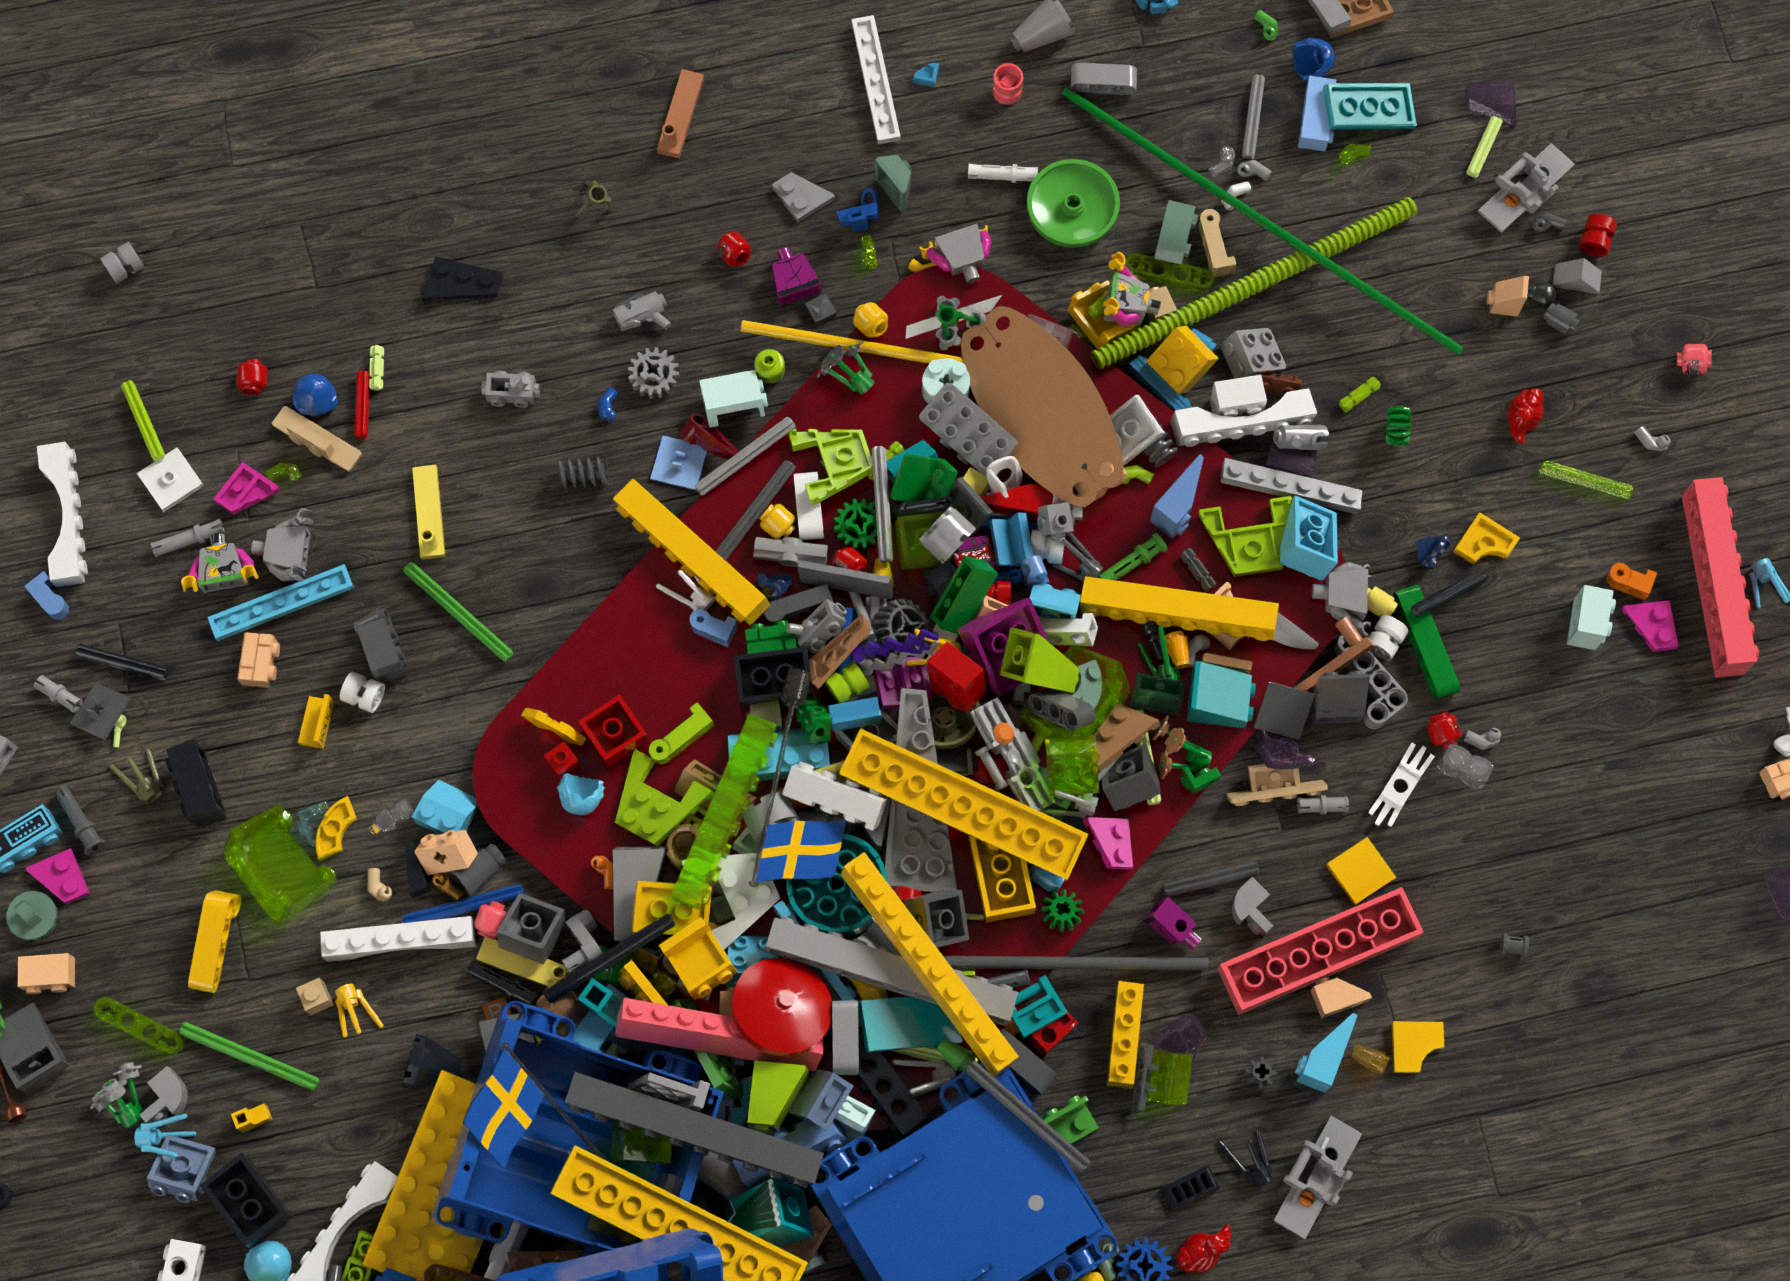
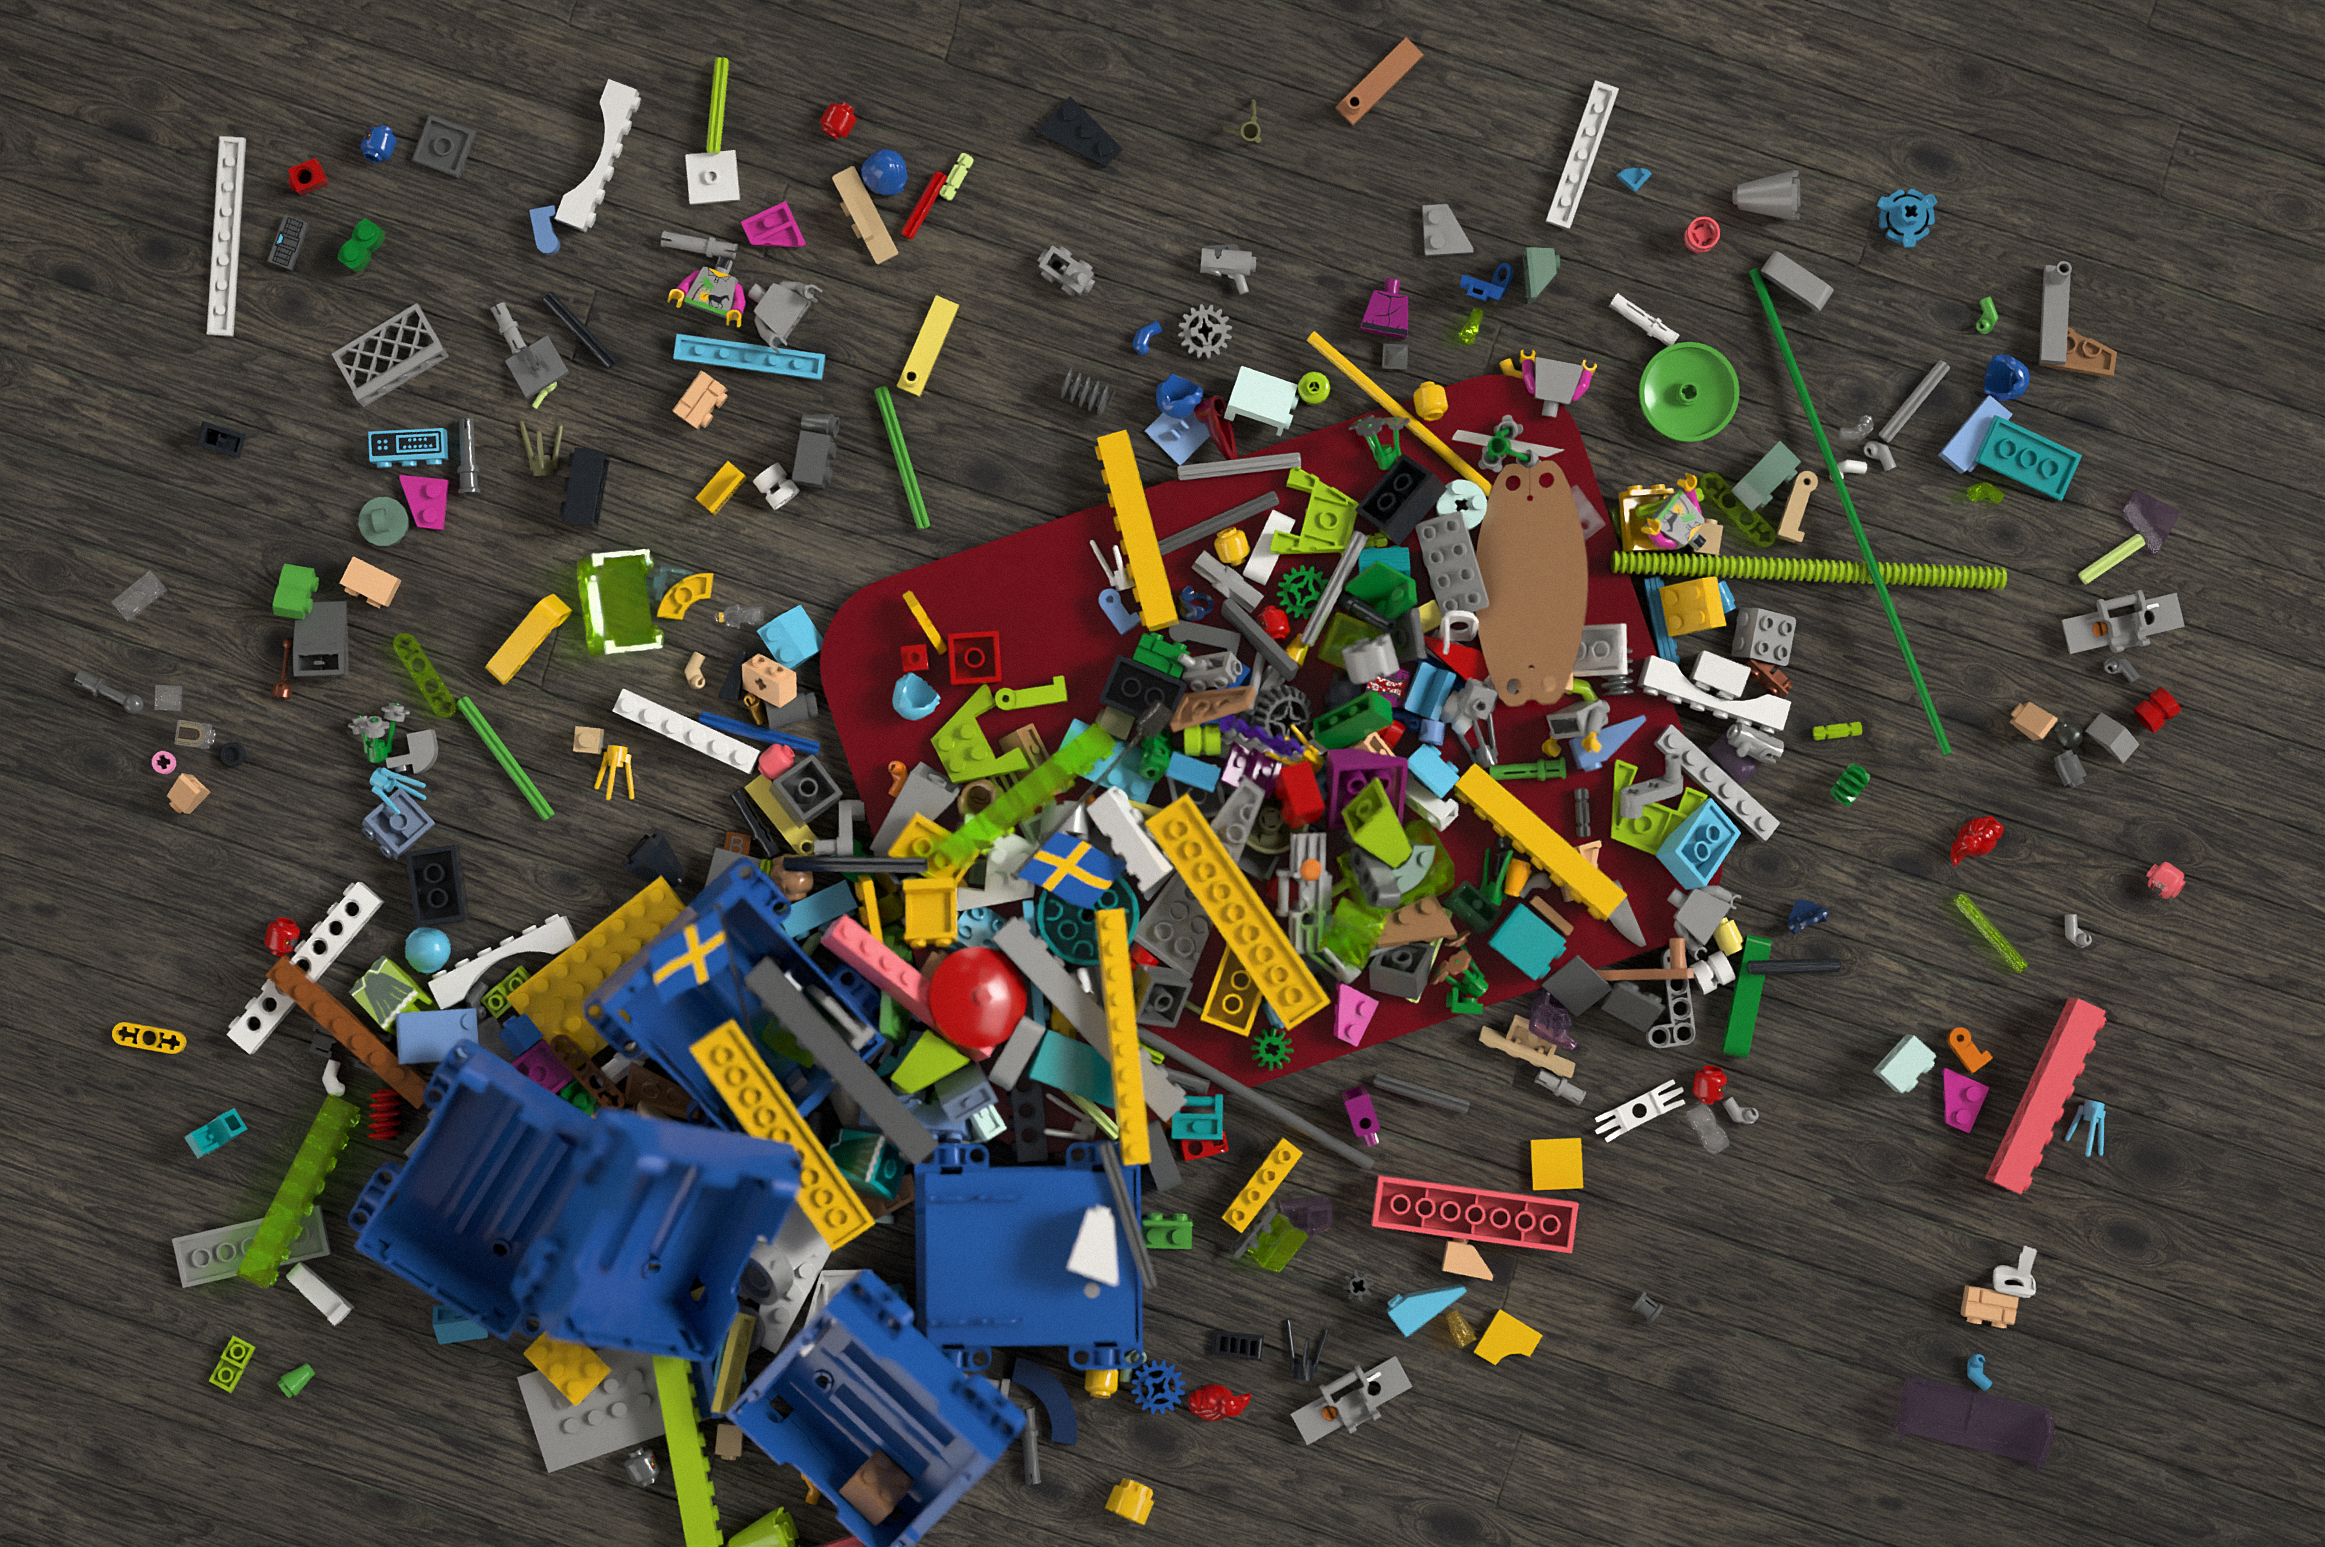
camera: 30 degrees right, 15 degrees up
(250, 1119) = (479, 815): yellow piece -> none
(284, 469) = (820, 228): clear neon green arm -> none
(600, 1002) = (829, 897): teal brick -> none
(661, 434) = (1178, 396): none -> blue hair
(734, 249) = (1348, 251): red head -> none
(894, 403) = (1401, 499): none -> black brick
(956, 1055) = (1104, 1123): bright green cone -> none
(1017, 1156) = (1096, 1247): none -> white slope
(1146, 496) = (1577, 721): none -> light grey torso
(1246, 907) = (1436, 1133): light grey brick -> none
(1255, 505) = (1653, 790): none -> light grey beam
(1484, 539) = (1862, 932): yellow tile -> none

